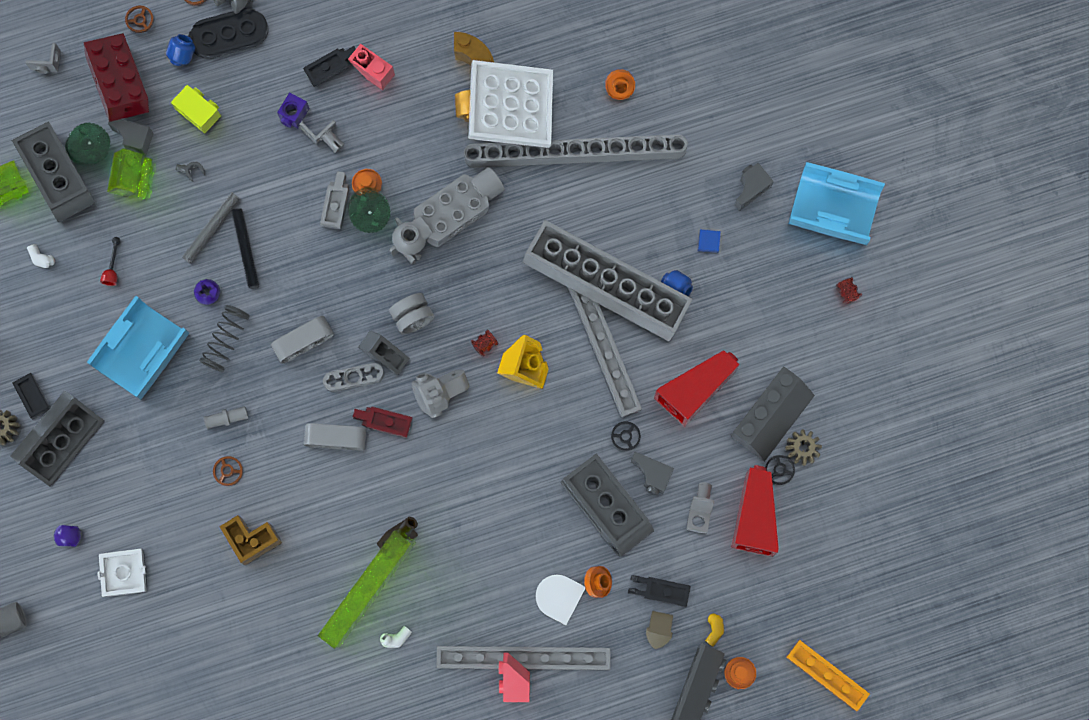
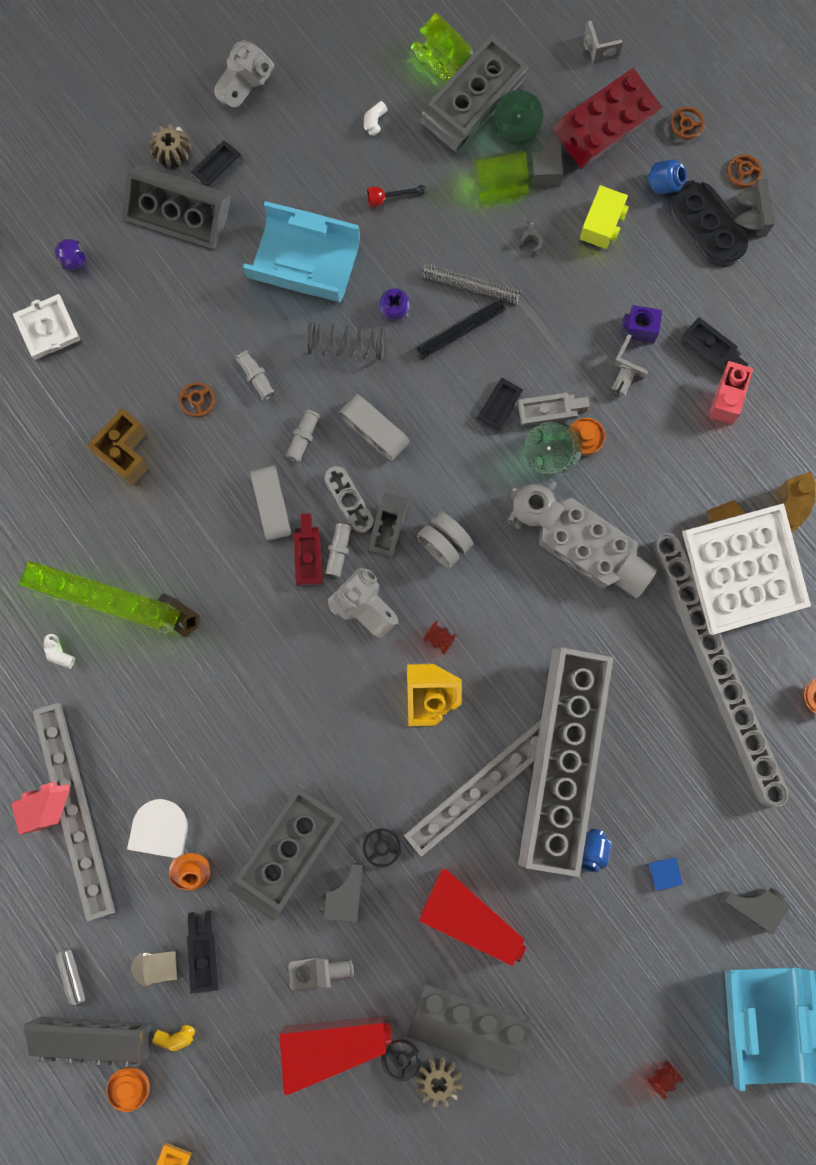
camera: 70 degrees right, 0 degrees up
(288, 396) = (302, 435): none -> light grey pin
(318, 239) = (499, 405): none -> black tile
(390, 397) = (338, 550): none -> light grey pin
(646, 695) = (70, 977): none -> light grey axle

